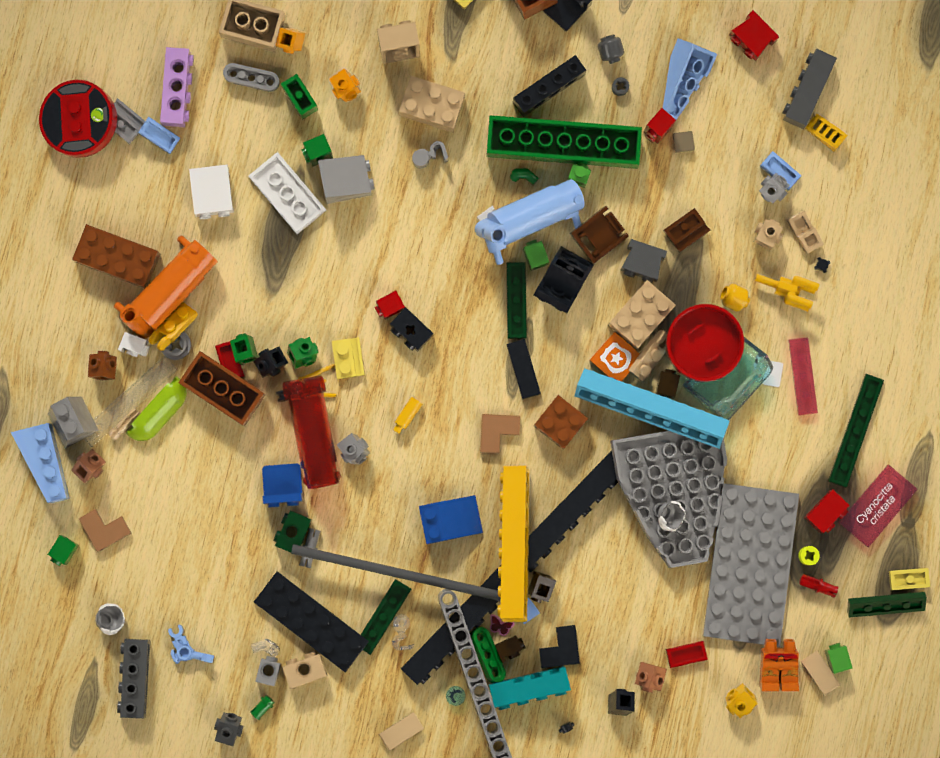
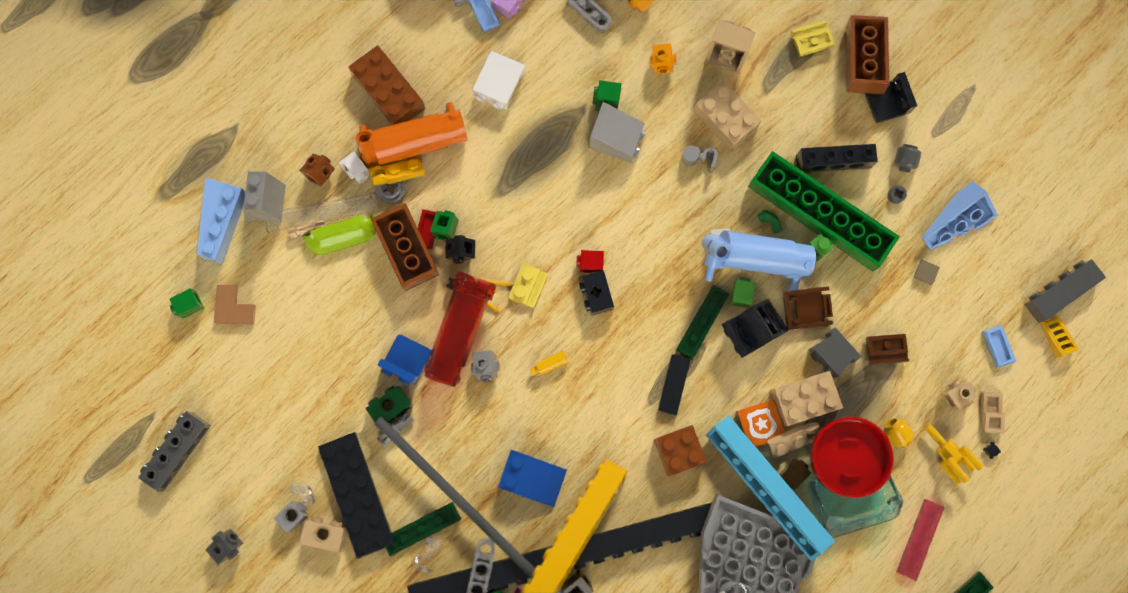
camera: 35 degrees right, 5 degrees down
(91, 463) = (252, 245): nougat brick -> none
(110, 619) = (186, 386): light grey hair -> none
(184, 650) = (232, 453): light blue piece -> none
(262, 707) = (271, 543): green pin -> none
(287, 193) = (561, 119): white tile -> none
(299, 96) = (619, 45): green brick -> none
(302, 352) = (492, 257): green brick -> none
(495, 425) = (616, 420): medium nougat tile -> none
(659, 126) = (915, 245): red brick -> none
(753, 35) = (1039, 217): red hips -> none
(775, 376) = (894, 525): white sticker -> none
(778, 183) = (994, 354): light grey brick -> none

